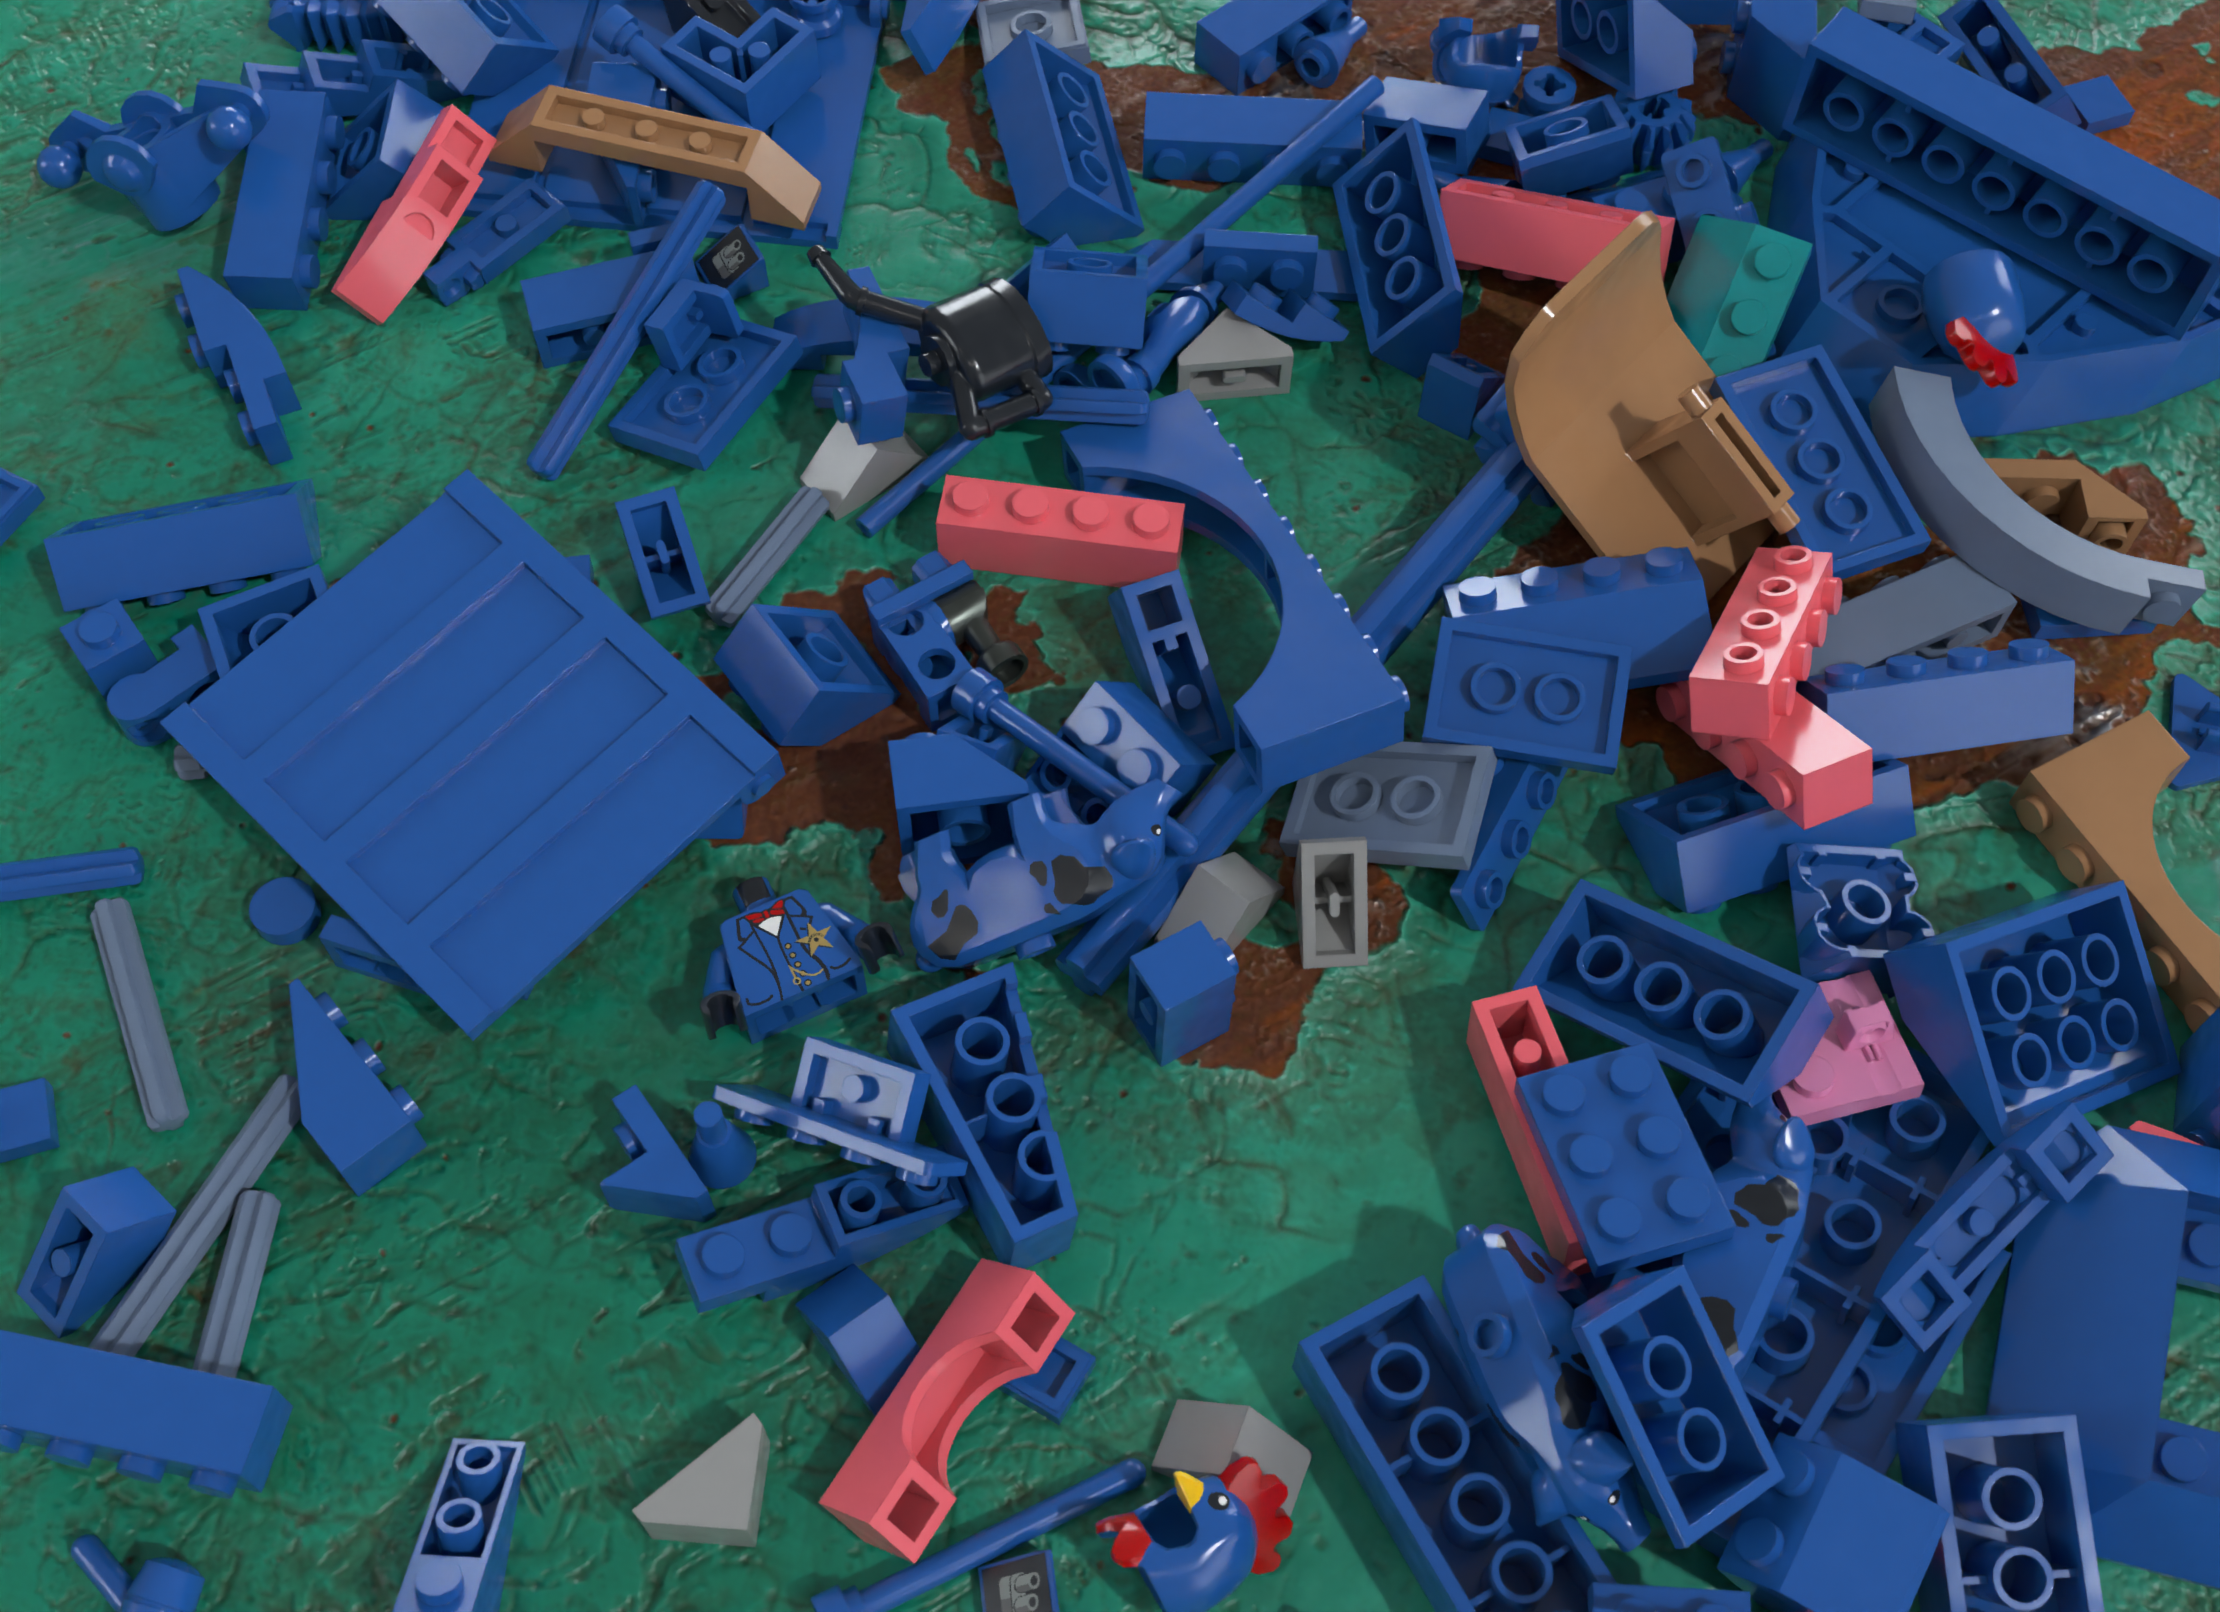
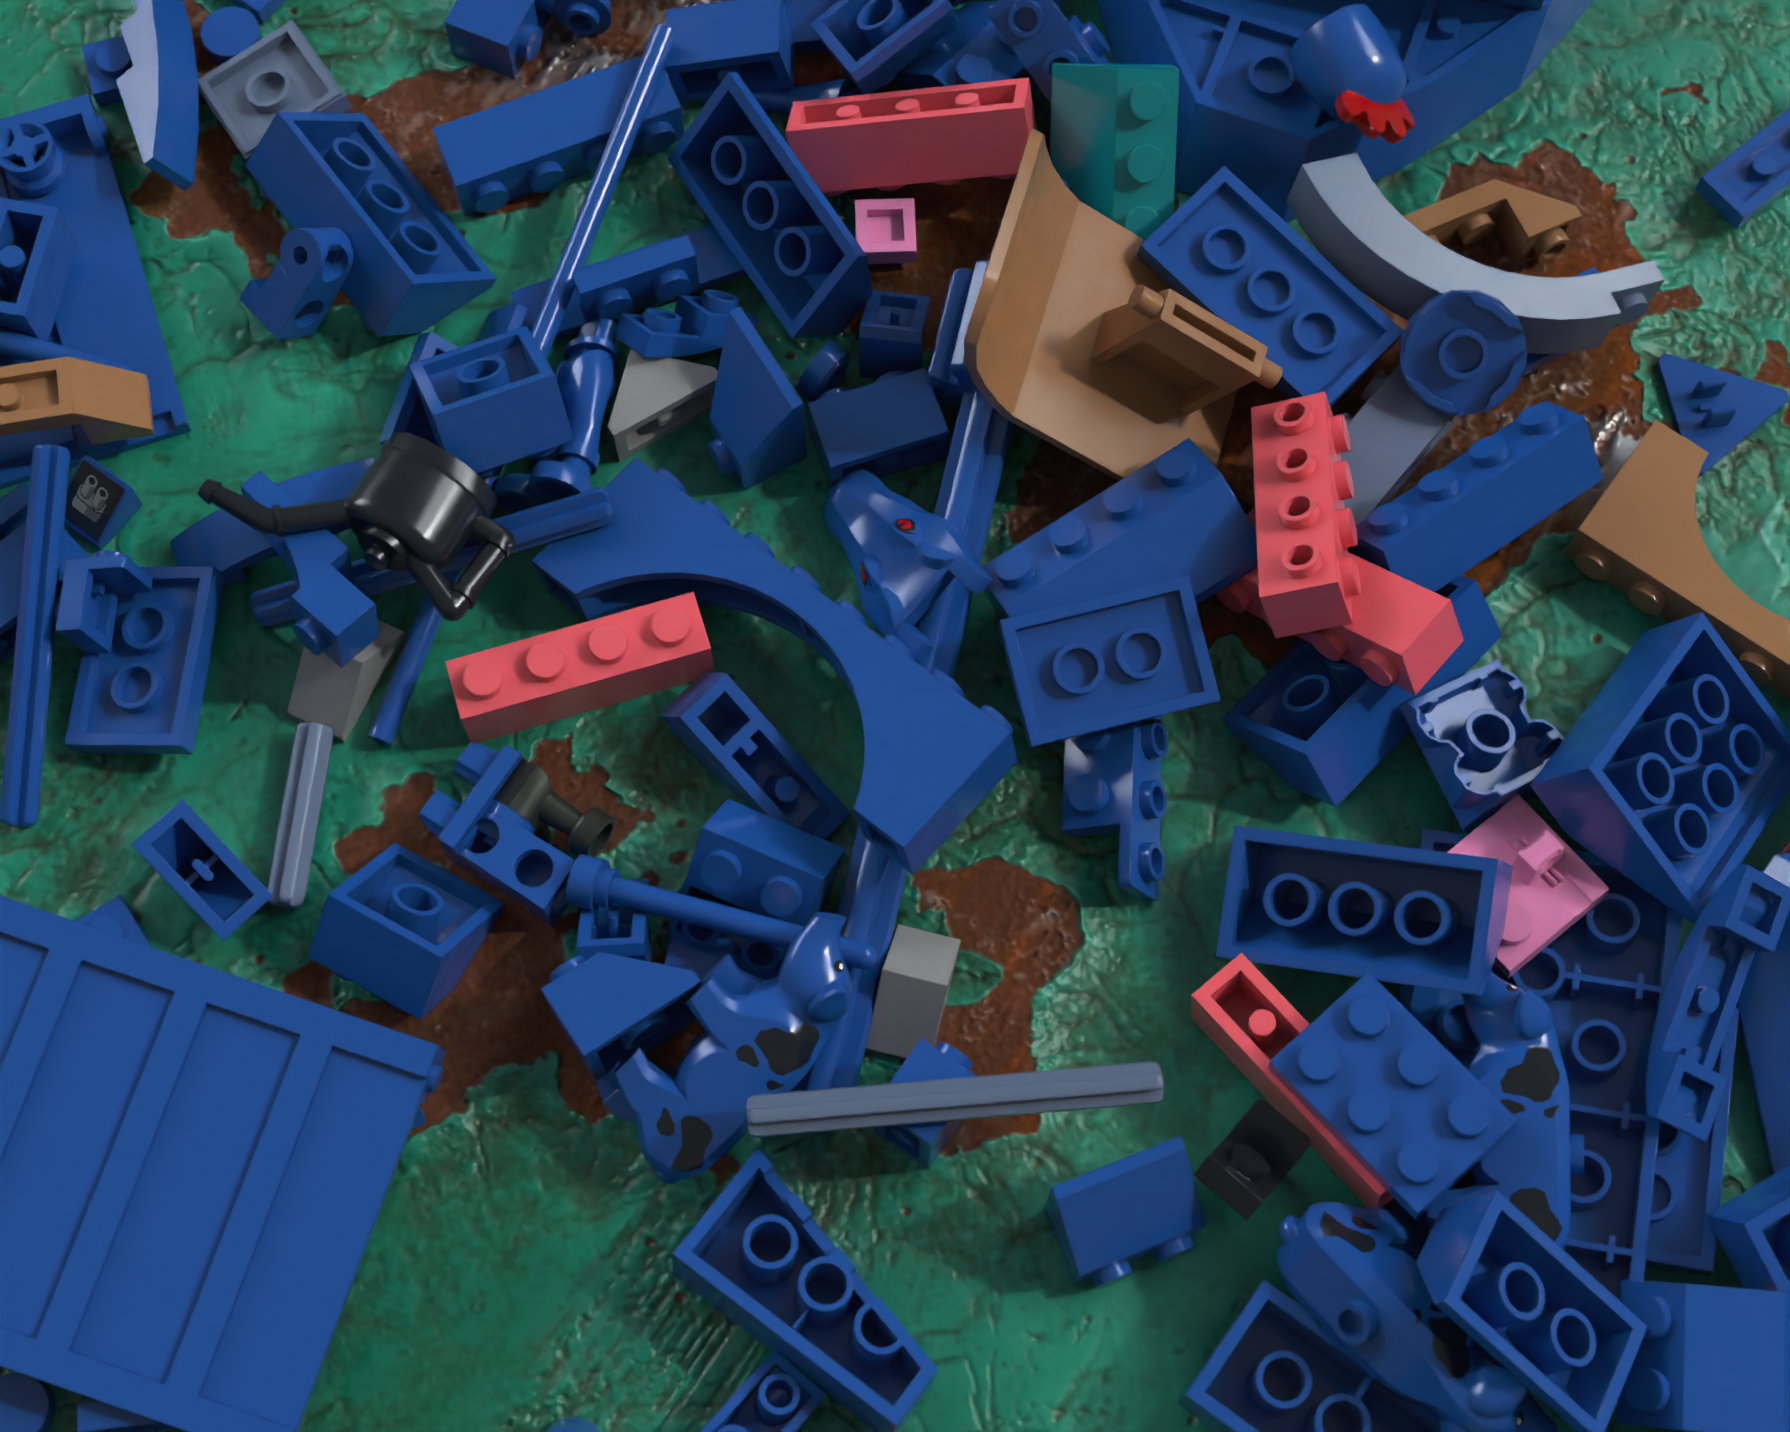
camera: 25 degrees left, 10 degrees up
(788, 961) = (538, 1236): blue torso -> none
(852, 1101) = (679, 1360): blue bracket -> none
(981, 162) = (302, 282): none -> blue leg
(1208, 978) = (954, 1099): none -> sand blue axle
(1309, 393) = (754, 409): none -> blue slope
(1322, 1166) = (1126, 1214): none -> blue slope
(1332, 902) = (1015, 943): light grey slope -> none
(1378, 543) = (898, 555): none -> blue animal
(1385, 393) = (823, 371): none -> blue tile
(1408, 801) = (1038, 824): sand blue plate -> none
(1411, 453) = (878, 426): none -> blue brick
(1469, 1173) = (1253, 1158): none -> black slope
(1494, 310) = (886, 230): none -> bright pink plate
(1980, 573) = (1463, 352): none -> blue tile

